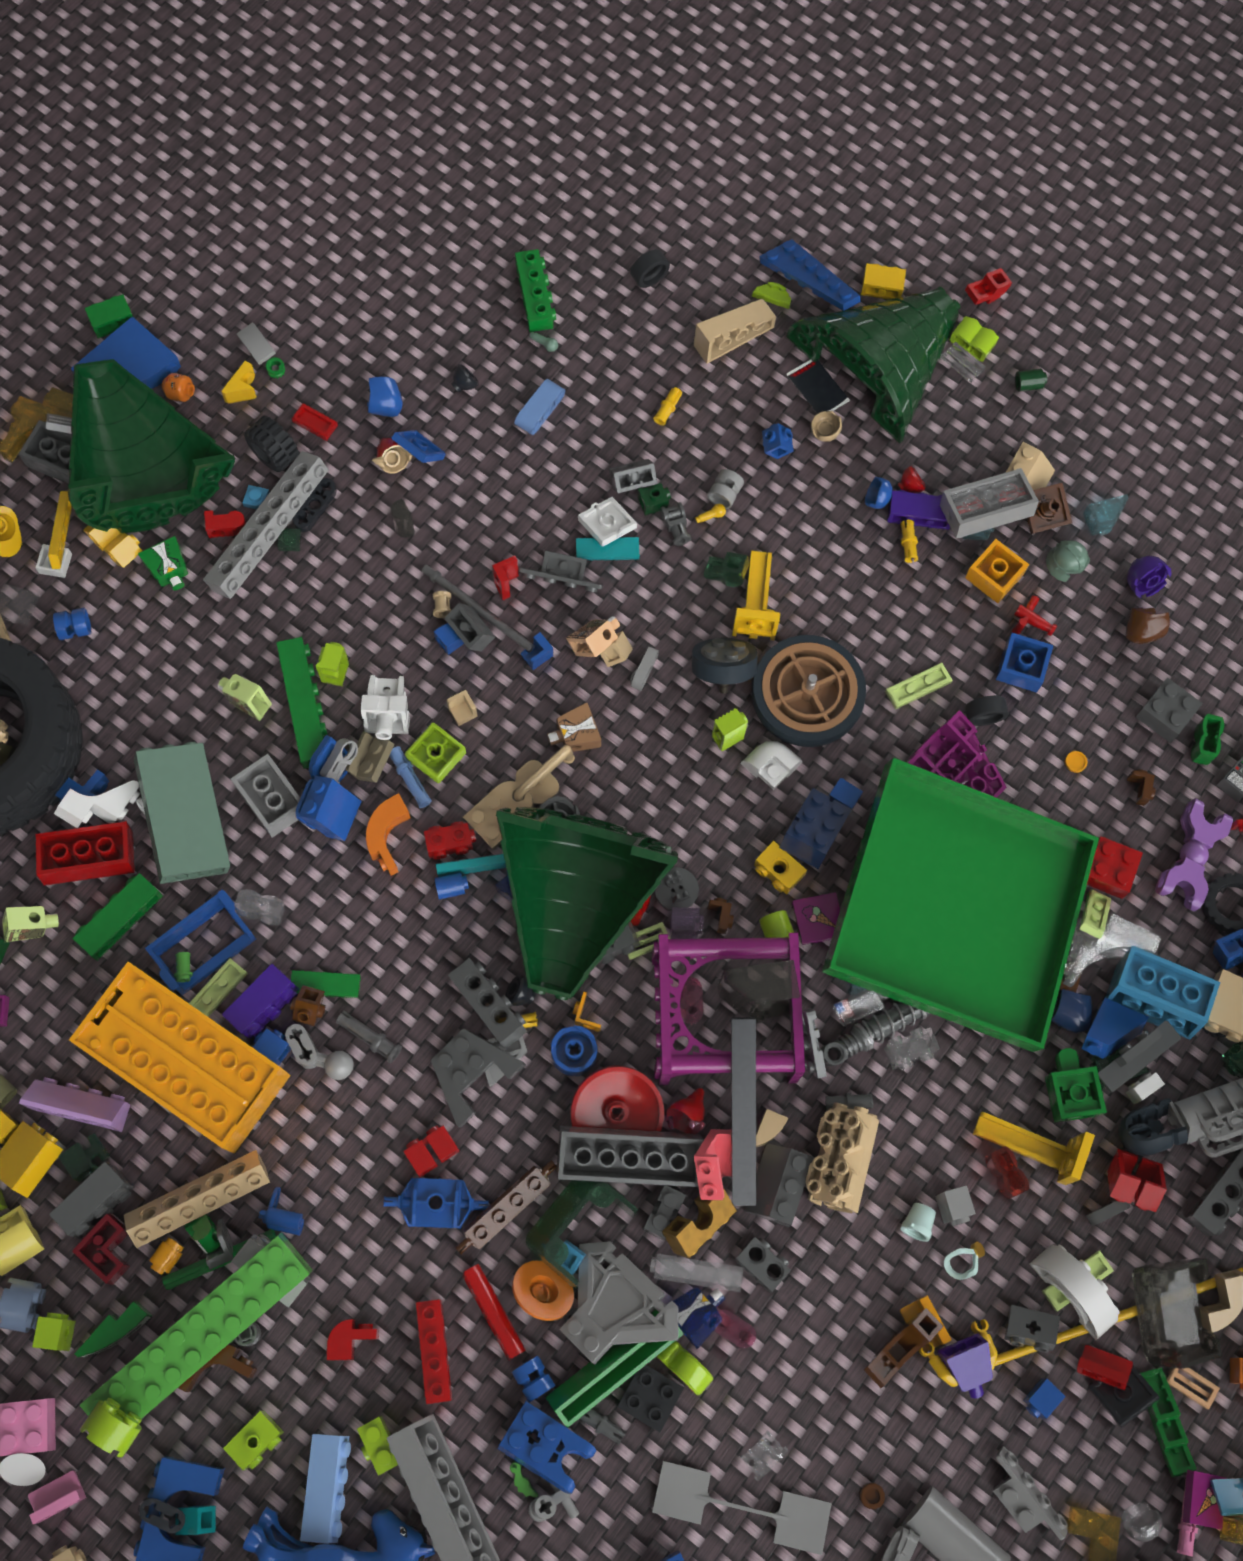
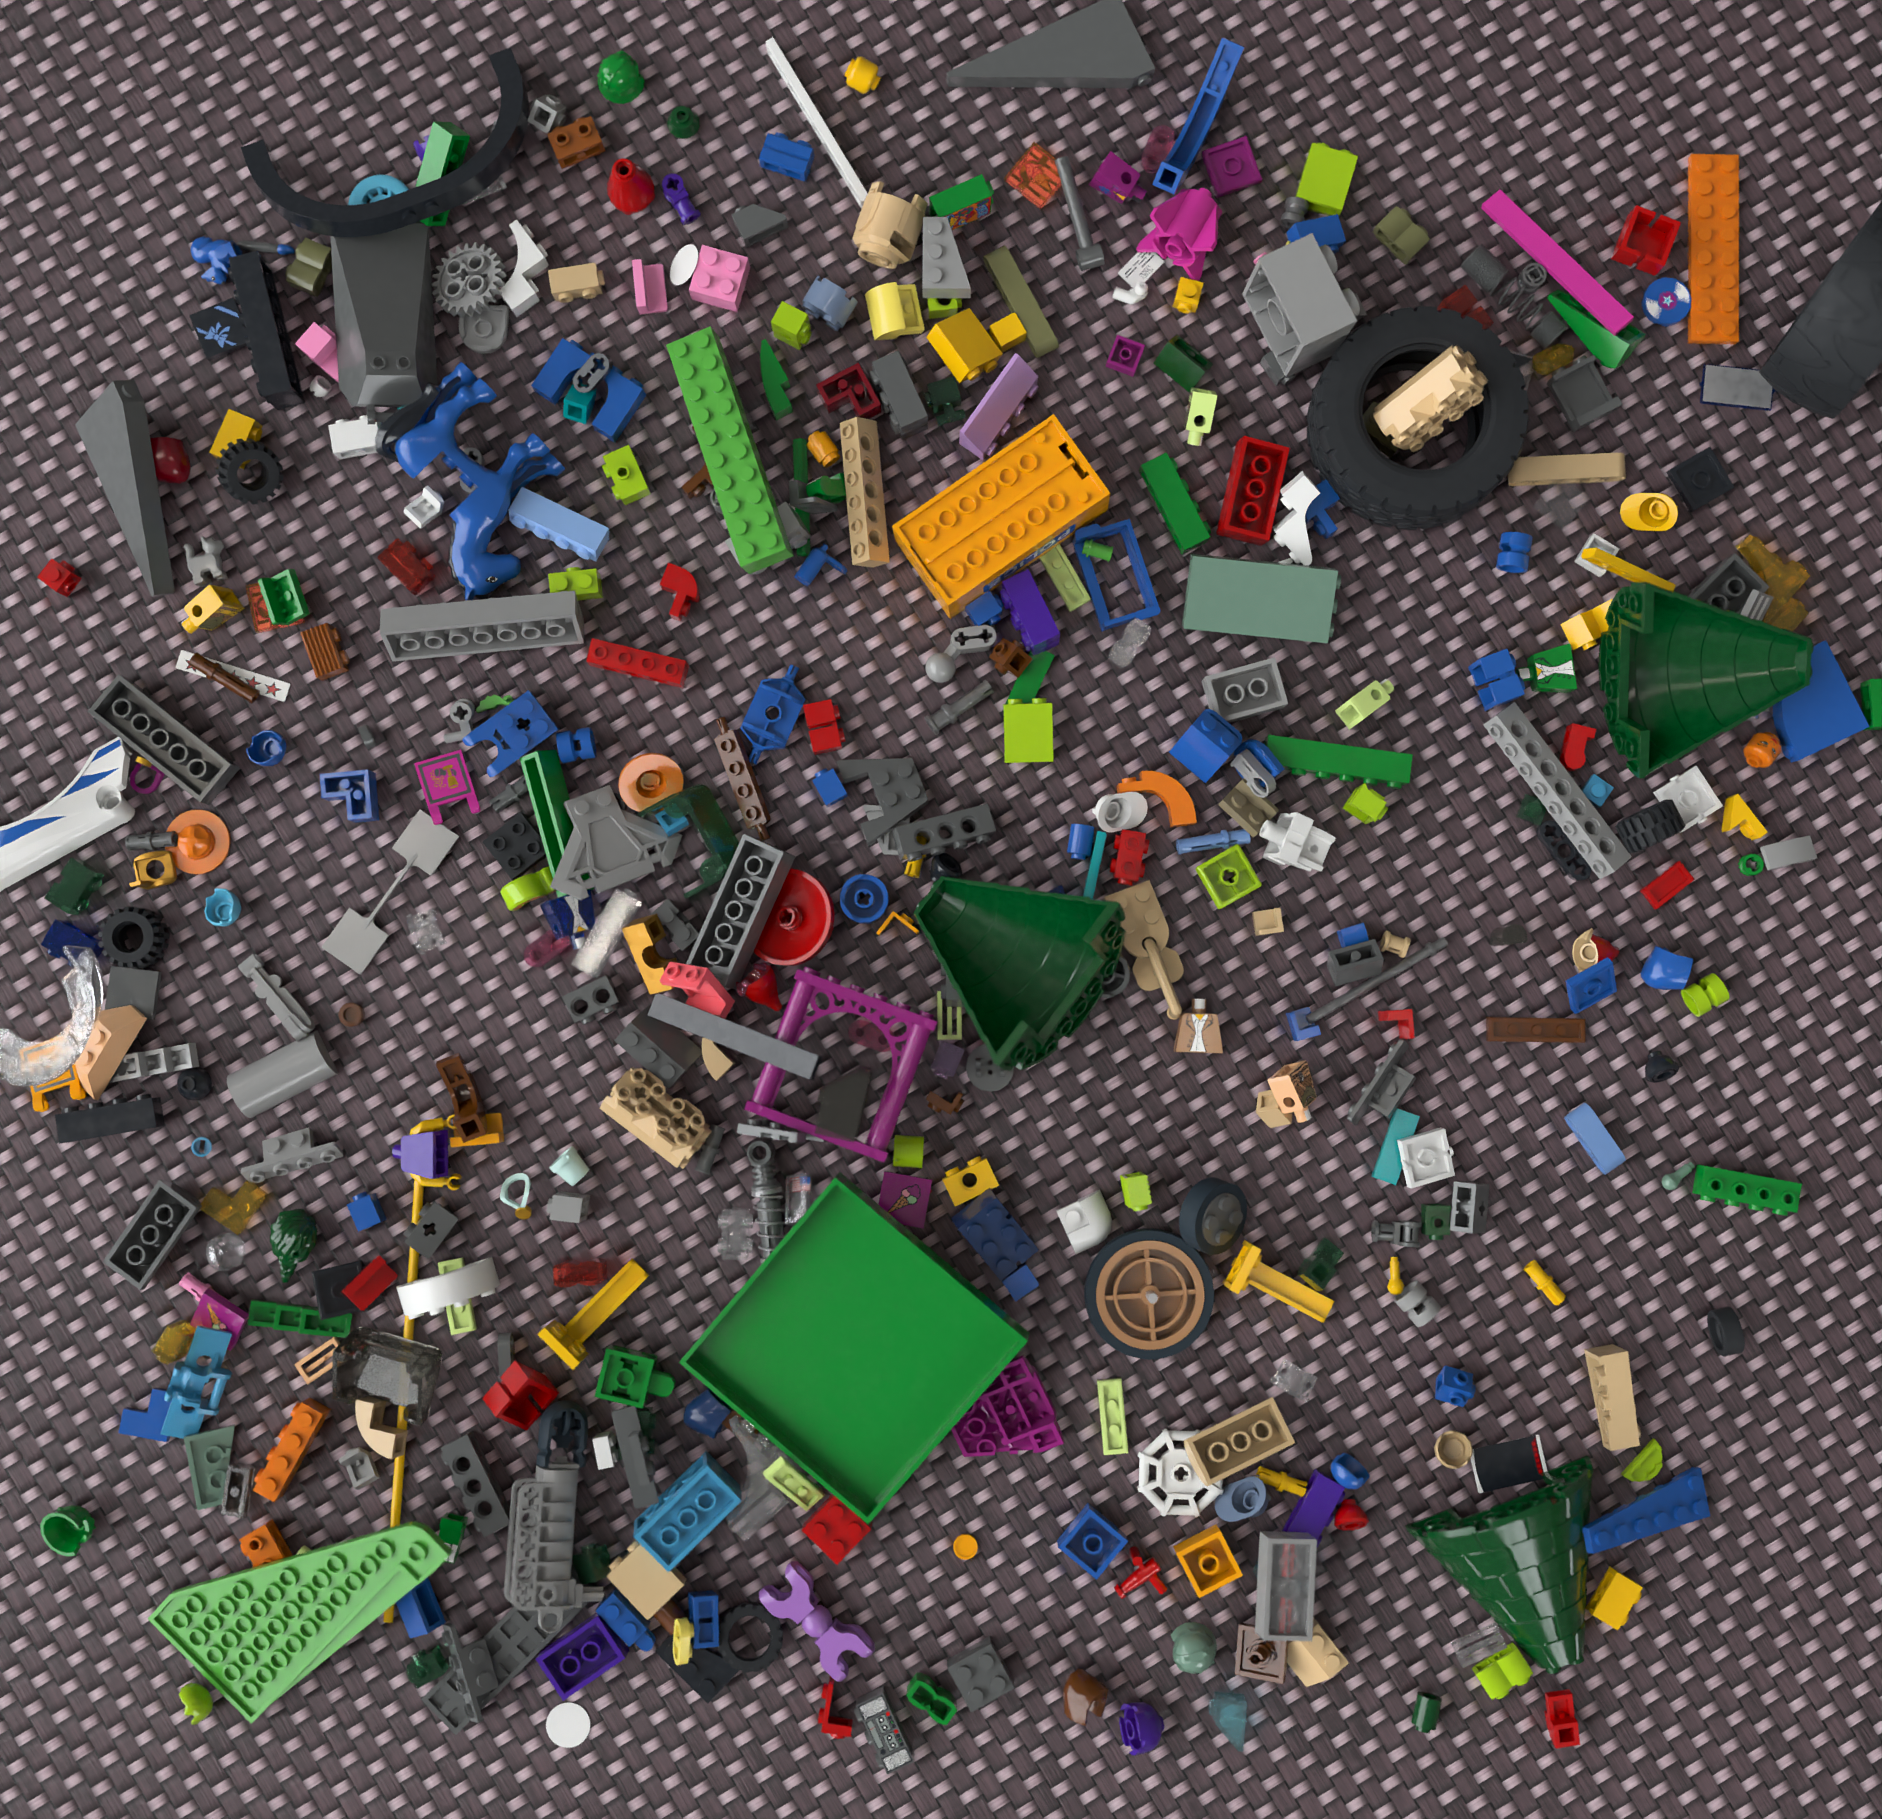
camera: 115 degrees right, 15 degrees up
(111, 1427) = (674, 347): lime brick -> none
(189, 590) = (1497, 666): none -> blue piece
(231, 427) = (1691, 796): none -> white plate
(369, 964) = (1028, 731): none -> lime panel
(393, 365) = (1702, 996): none -> lime wheel
(412, 861) = (1120, 811): none -> white piece
(470, 478) = (1535, 1029): none -> reddish brown tile
(484, 1123) = (829, 787): none -> blue brick
(493, 1312) = (651, 731): red brick -> none
(615, 1496) = (446, 781): none -> dark pink flag
(644, 669) = (1240, 1129): light grey piece -> none
(826, 559) = (1294, 1380): none -> clear piece
(896, 578) = (1238, 1442): none -> tan brick
(933, 627) = (1168, 1482): none -> white plate
(937, 563) = (1242, 1500): none -> sand blue piece
(986, 710) = (1053, 1473): black tyre -> none
(1100, 1460) = (292, 1240): none -> dark green hair
(1113, 1028) = (673, 1444): blue slope -> none
(1145, 790) = (904, 1605): reddish brown bracket -> none

